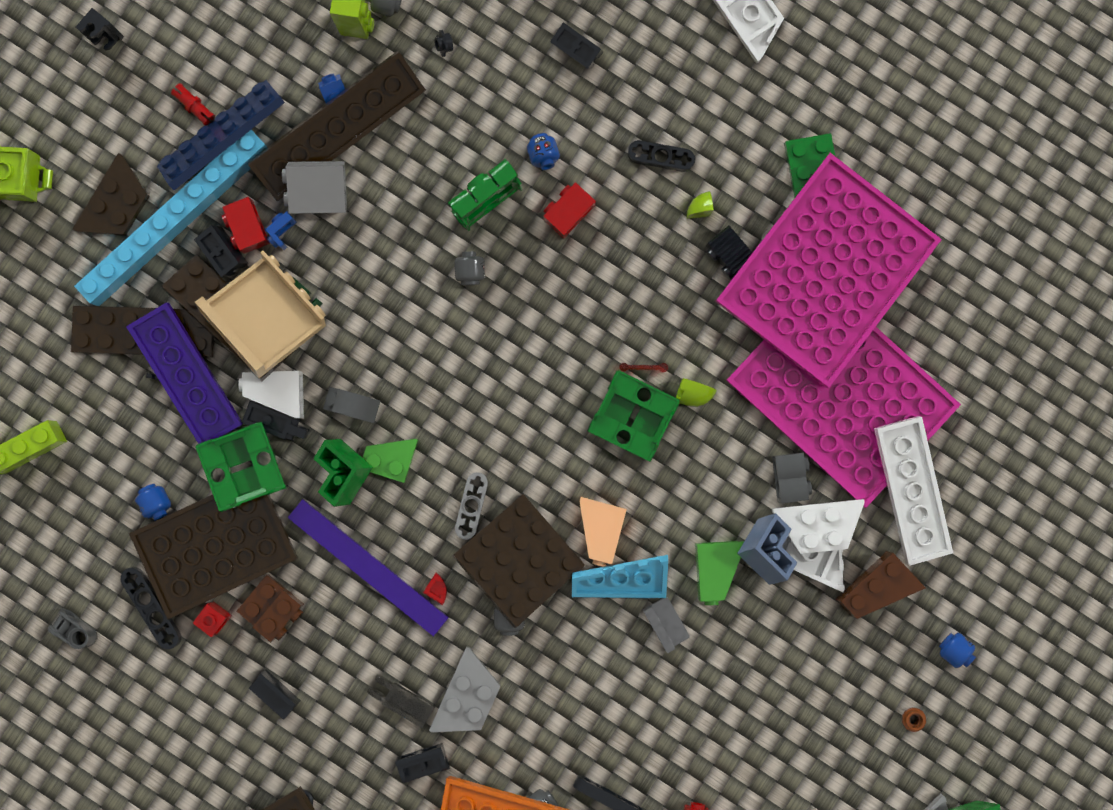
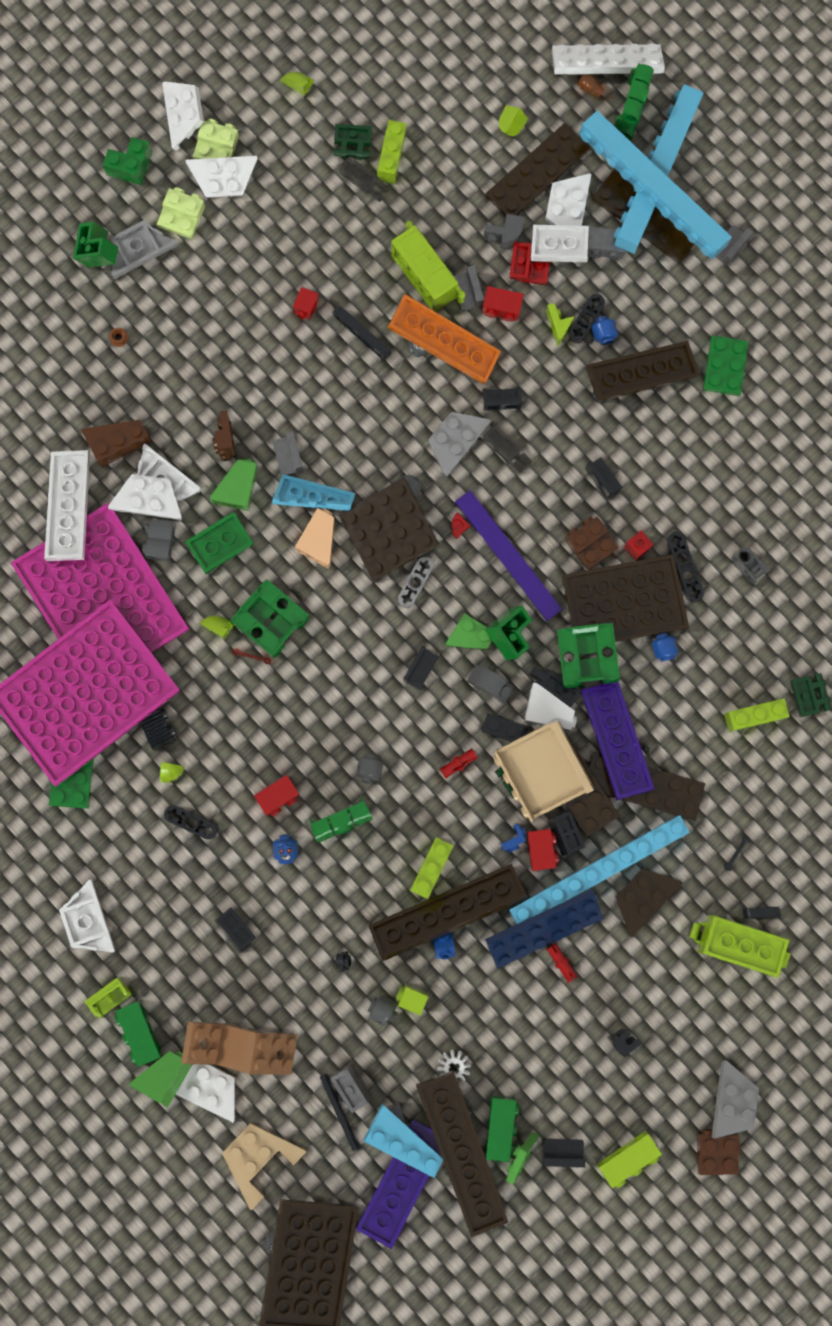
camera: 175 degrees left, 5 degrees down
(24, 263) = (728, 866): none -> black hinge
(315, 187) = (477, 865): light grey brick -> none
(322, 356) = (503, 728): none -> black hinge
(367, 302) = (458, 763): none -> red pin
(368, 171) = (431, 868): none -> lime brick
(439, 403) = (420, 668): none -> black panel
(719, 493) = (219, 543): none -> green plate
(747, 619) = (223, 440): none -> reddish brown plate
(765, 552) = (196, 487): sand blue brick -> none
(957, 650) = (70, 378): blue head -> none

